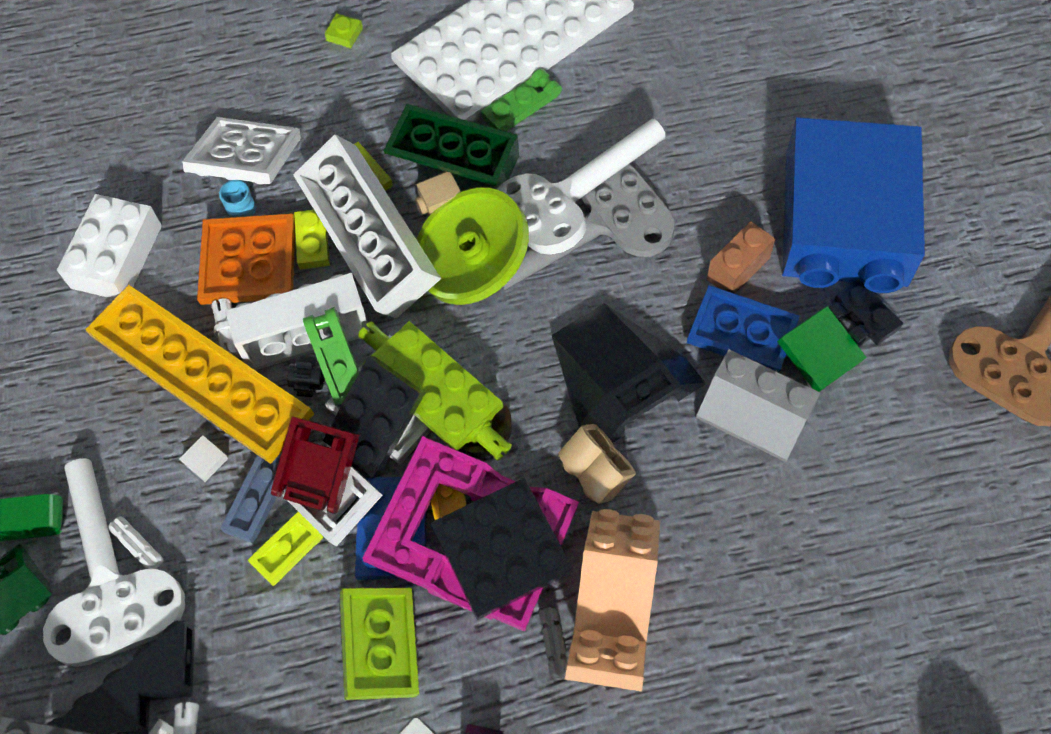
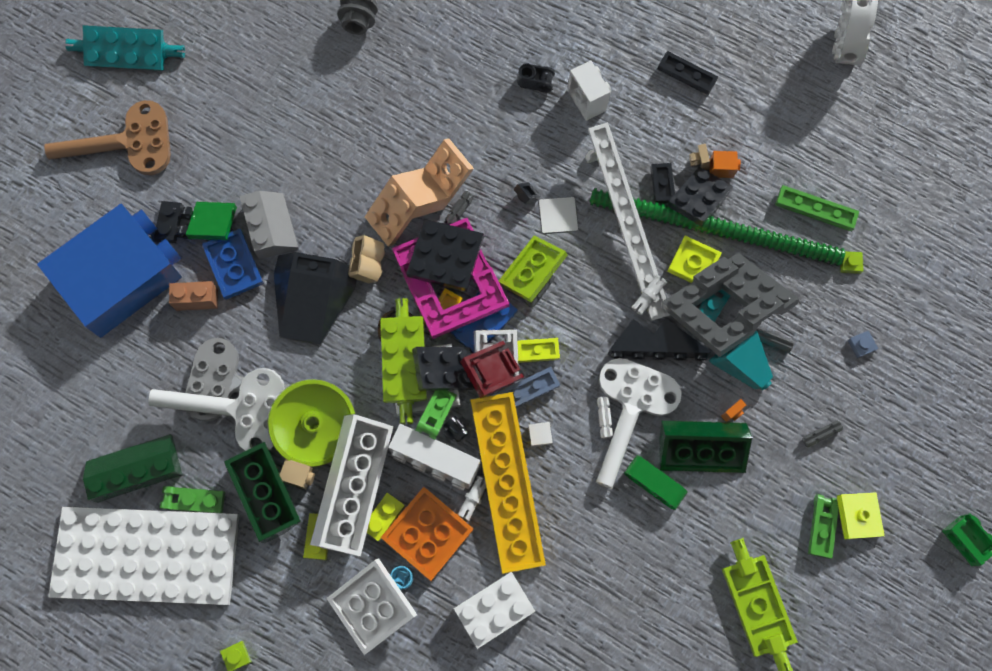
camera: 145 degrees left, 10 degrees up
(607, 75) = (131, 469): none -> dark green slope

